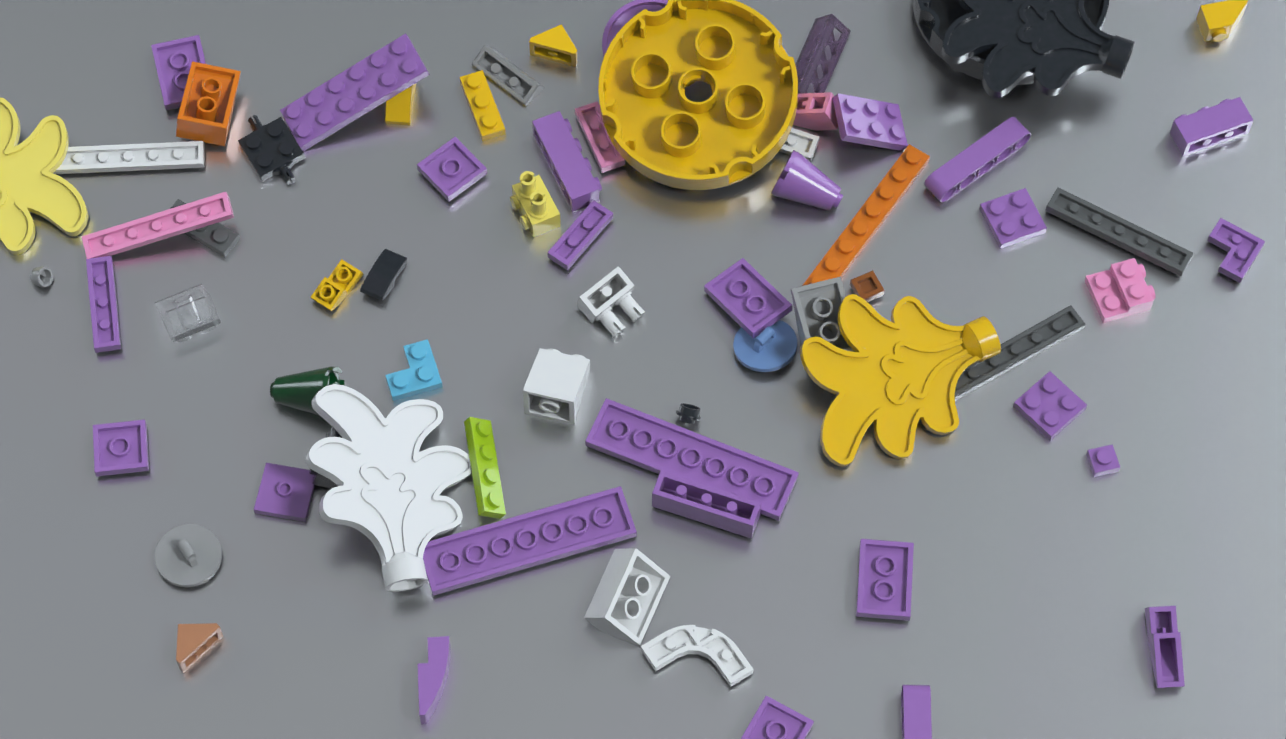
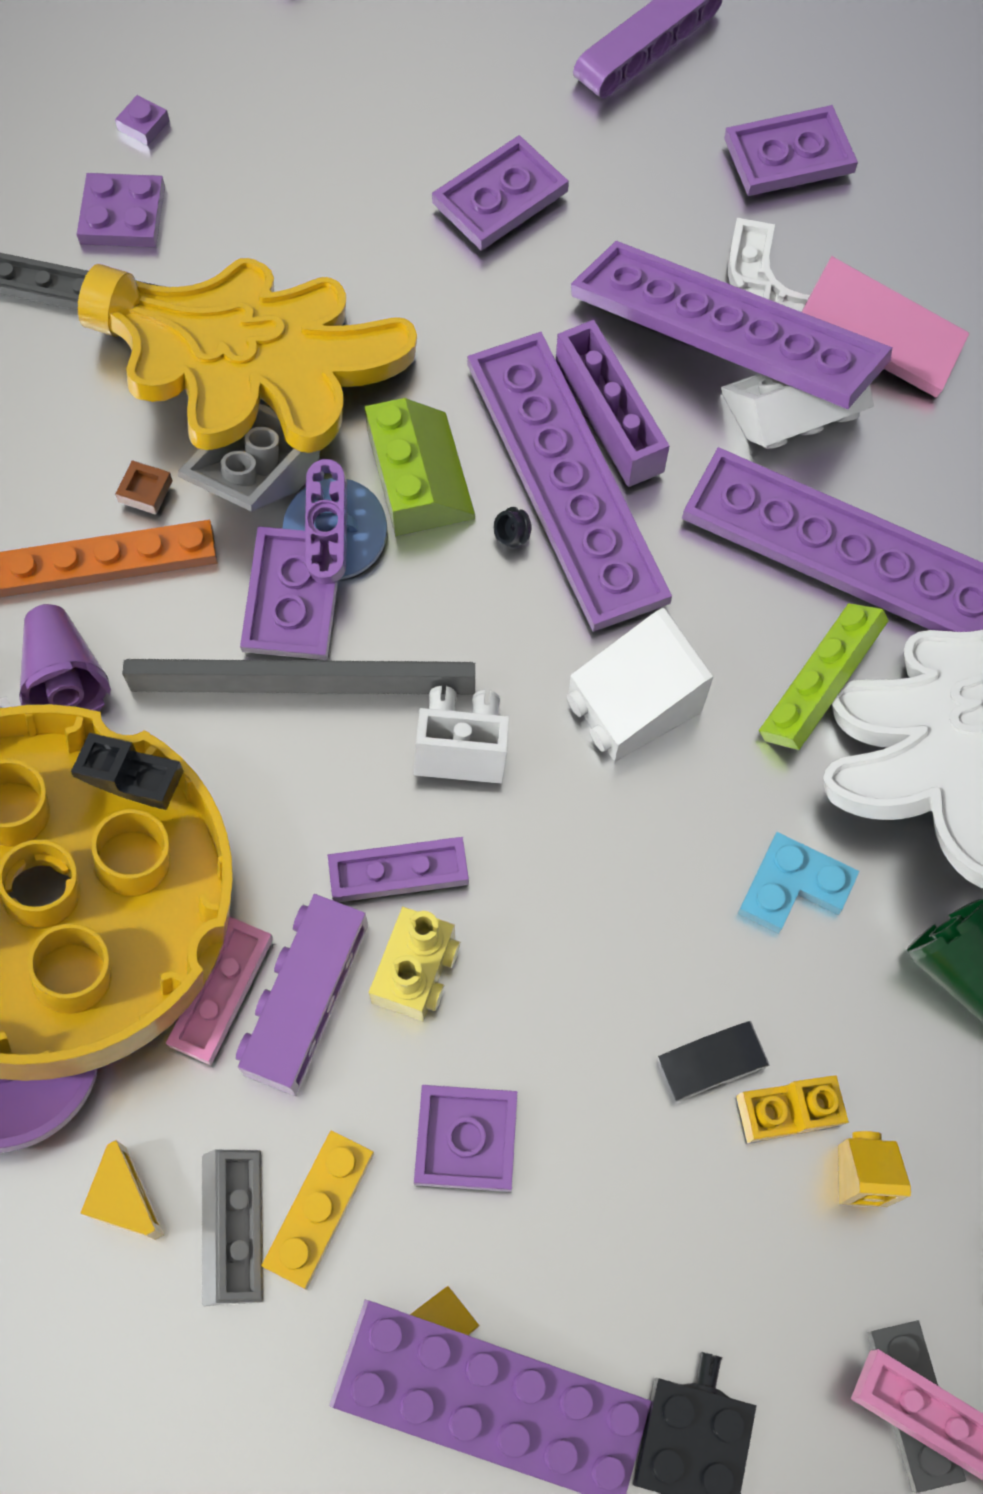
camera: 135 degrees left, 5 degrees up
(285, 278) = (871, 1171): none -> yellow slope
(620, 671) = (921, 340): none -> bright pink tile
(690, 584) = (733, 323): none -> medium lavender plate
(703, 270) = (298, 676): none -> dark grey tile
(712, 149) = (124, 772): none -> black slope
(761, 402) = (417, 466): none -> lime slope
(767, 335) = (314, 492): none -> medium lavender beam

